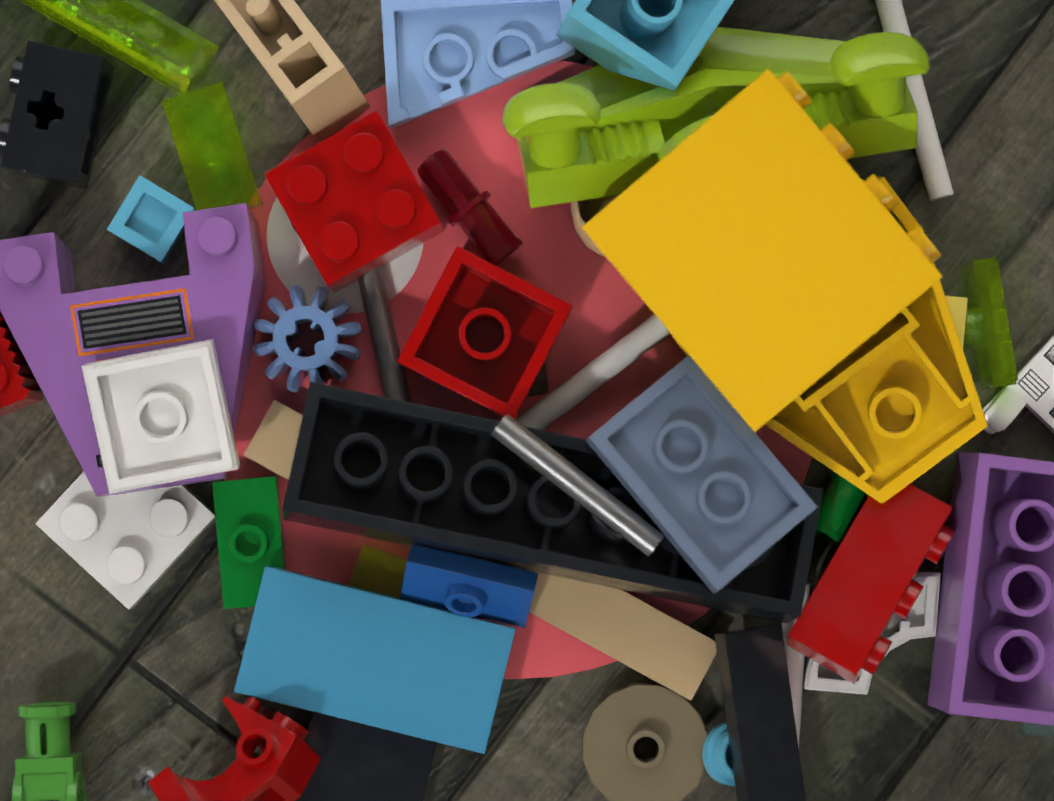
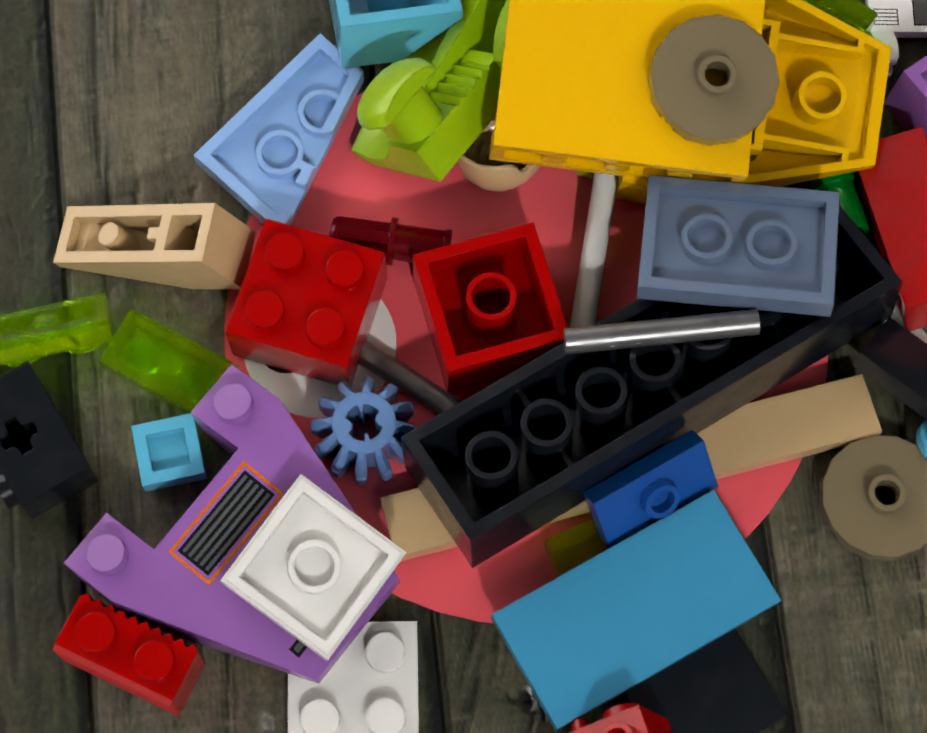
camera: 45 degrees left, 15 degrees down
(247, 536) = (455, 616): green plate -> none
(790, 300) = (707, 111): none -> dark tan plate

